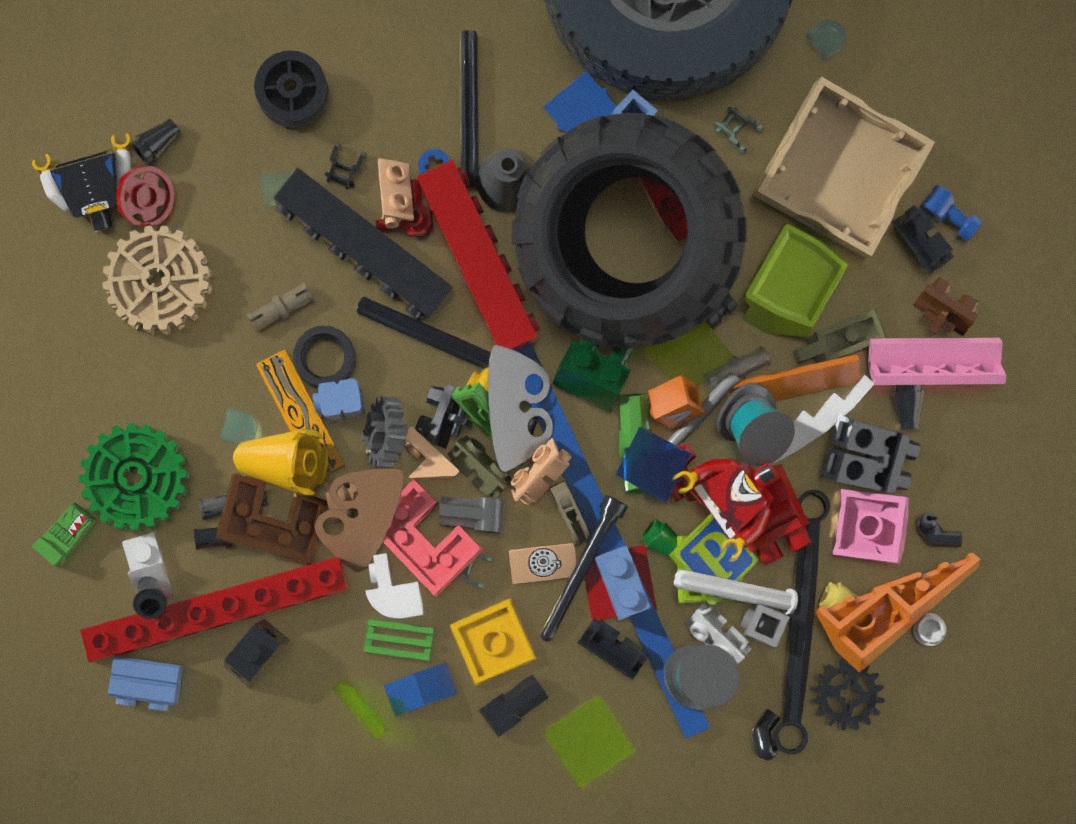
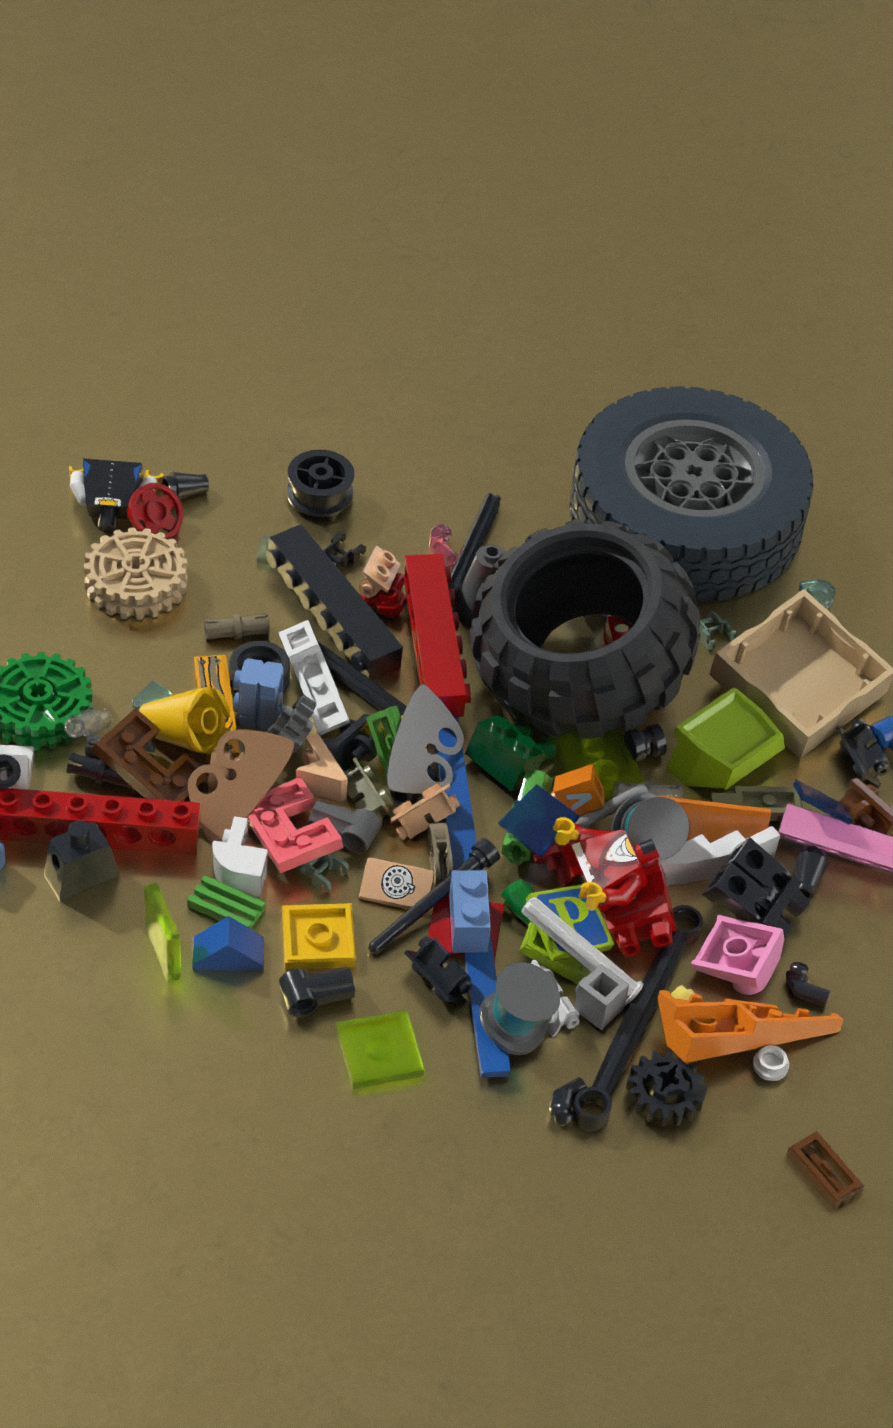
camera: 15 degrees right, 35 degrees down
(195, 495) = (88, 723): none -> clear pin
(384, 352) = (314, 677): none -> white slope
(435, 118) = (438, 543): none -> clear pink arm
(903, 327) = (822, 802): none -> clear blue piece
(979, 703) = (821, 1174): none -> reddish brown tile

